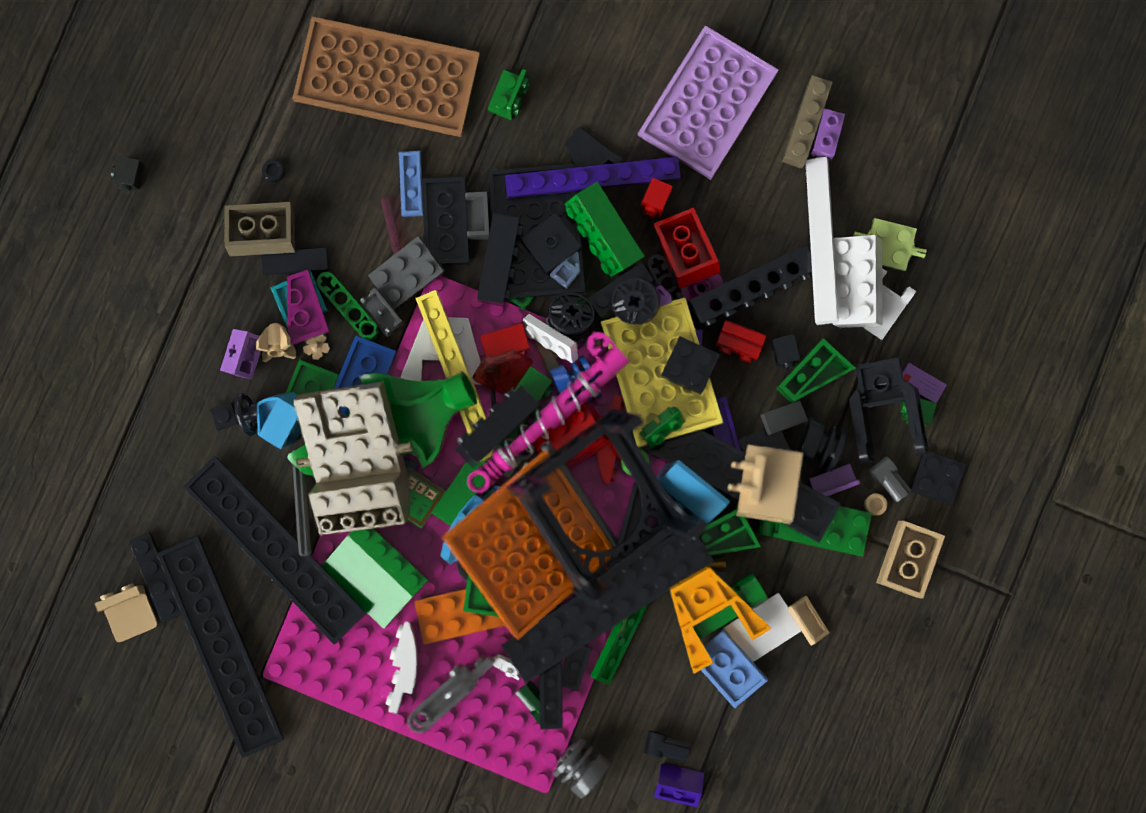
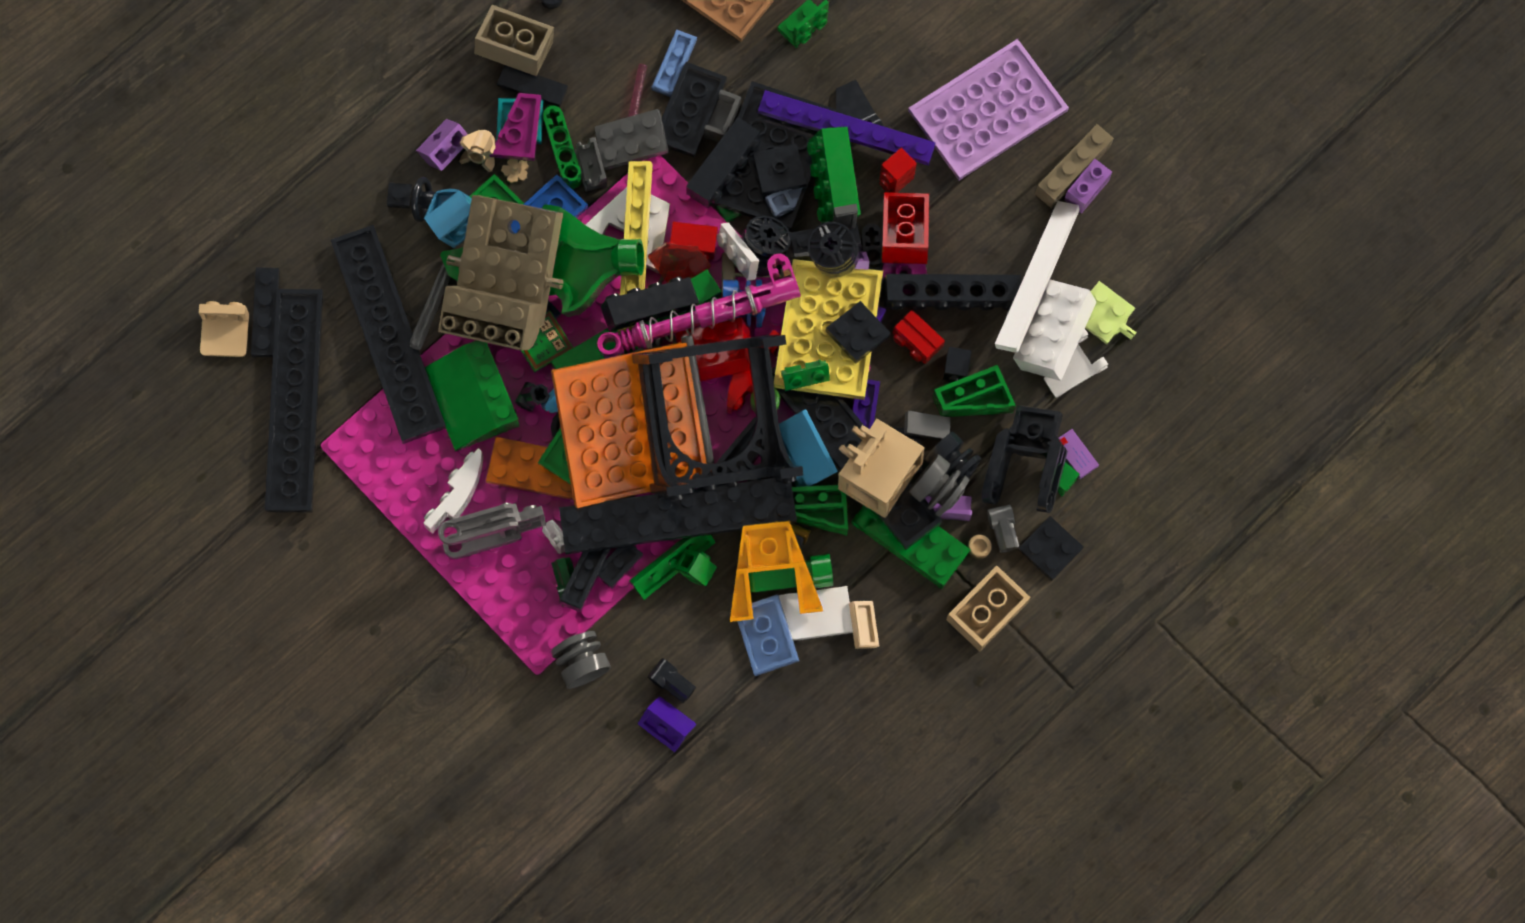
camera: 25 degrees right, 10 degrees down
(430, 551) = (531, 396): none -> black piece
(633, 267) = (846, 215): none -> dark grey tile
(642, 637) = (696, 567): none -> green brick
(826, 477) = (939, 486): none -> dark grey wheel

